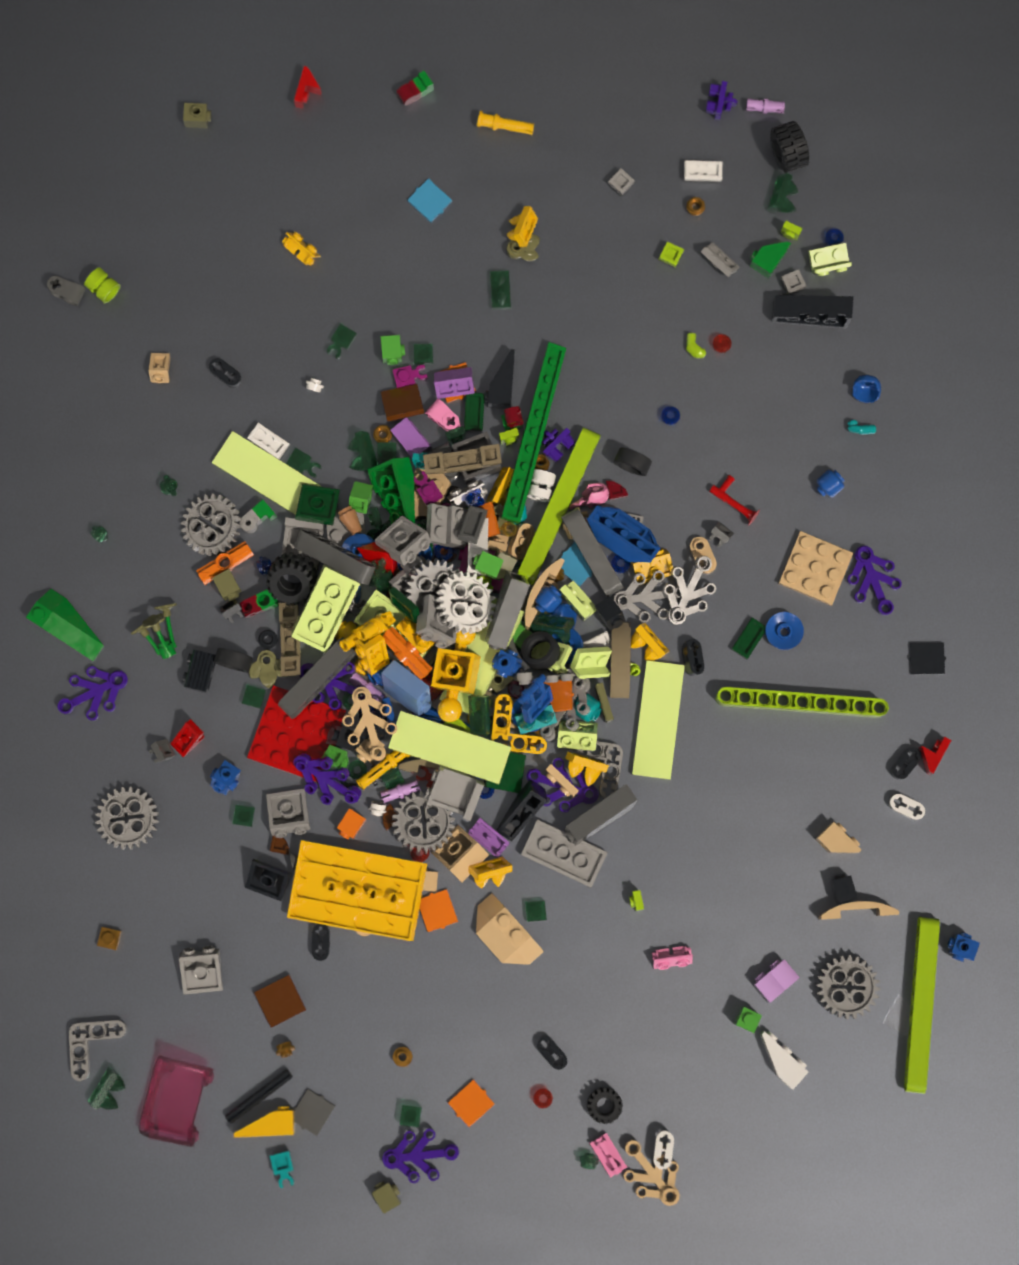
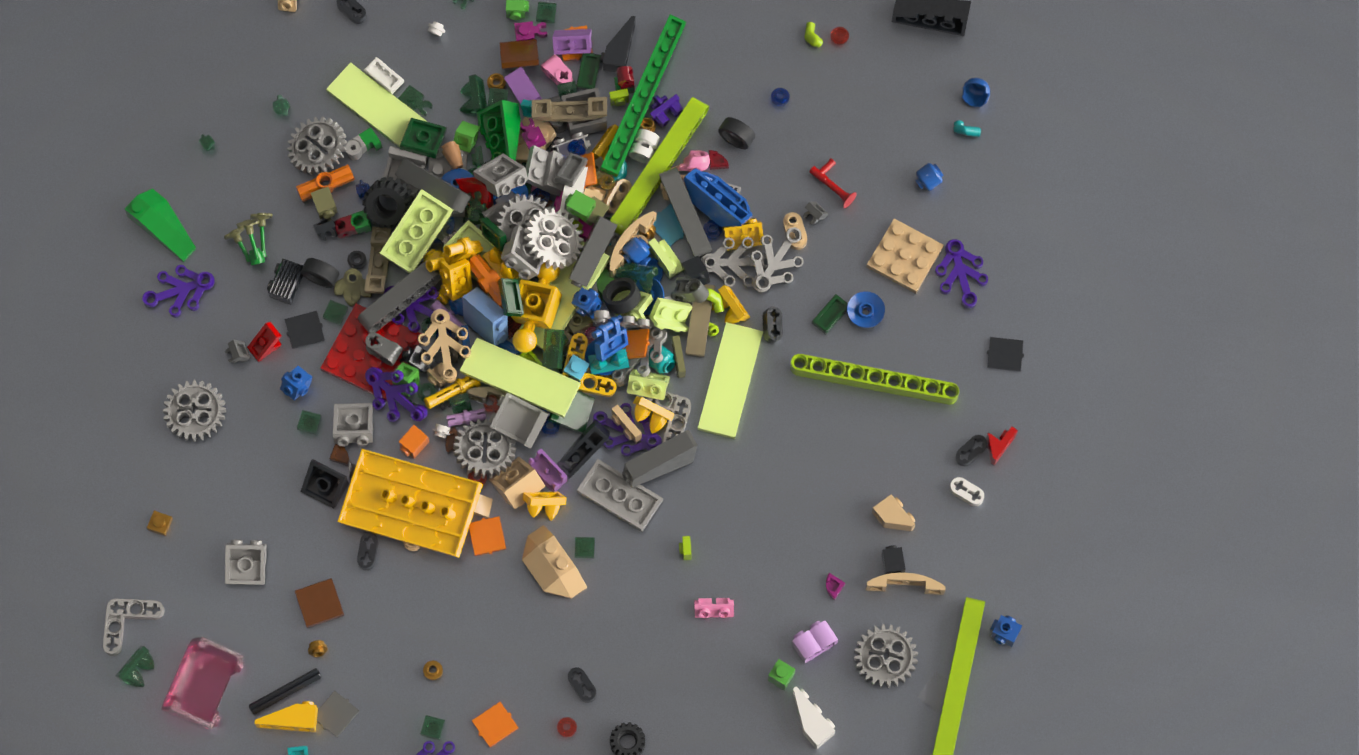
camera: 10 degrees right, 10 degrees down
(225, 718) = (304, 329): none -> black piece
(311, 735) = (385, 350): none -> dark grey piece
(431, 670) = (510, 297): none -> dark green tile
(505, 731) = (576, 367): none -> medium azure plate
(604, 635) = (689, 291): none -> dark grey piece
(633, 638) = (716, 299): none -> lime arm
(787, 920) = (834, 586): none -> magenta tile

